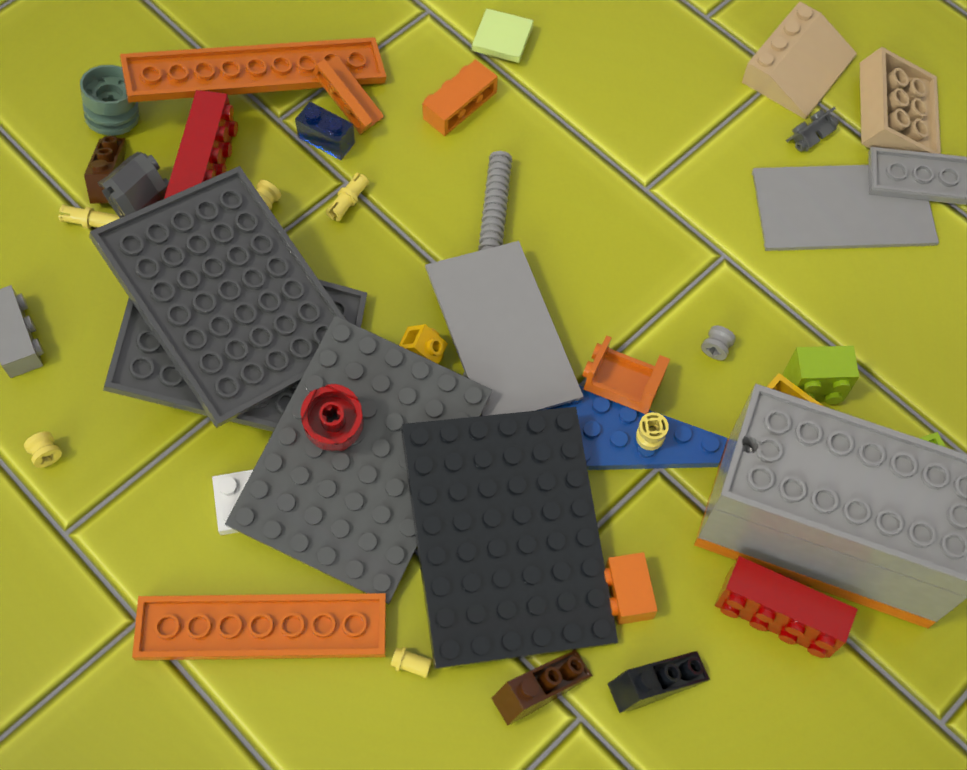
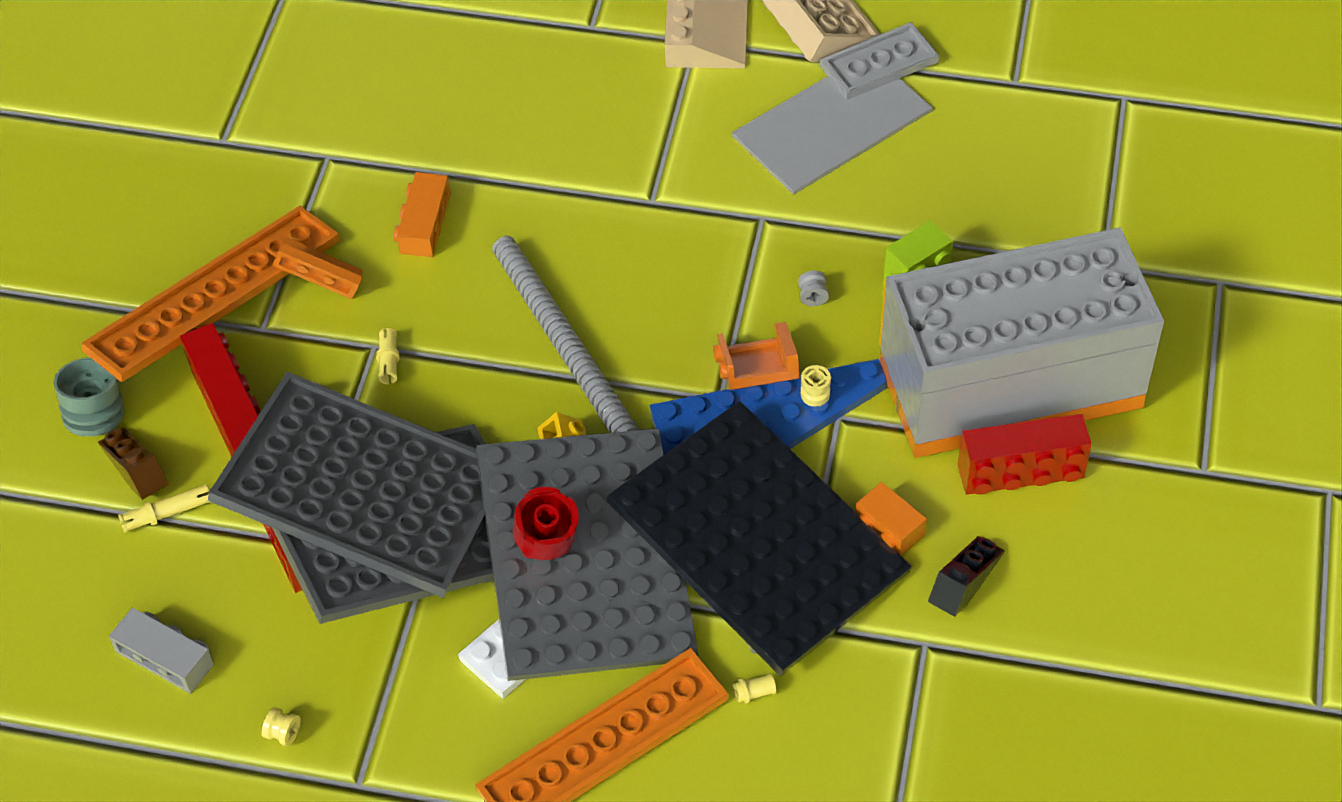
camera: 30 degrees left, 10 degrees down
(134, 184) = (187, 455): dark grey brick -> none
(325, 130) = (320, 311): clear blue brick -> none
(502, 35) = (419, 140): yellowish green tile -> none
(503, 330) = (622, 378): light grey piece -> none
(540, 686) = (875, 638): reddish brown slope -> none
(821, 123) = (761, 62): dark grey hinge -> none

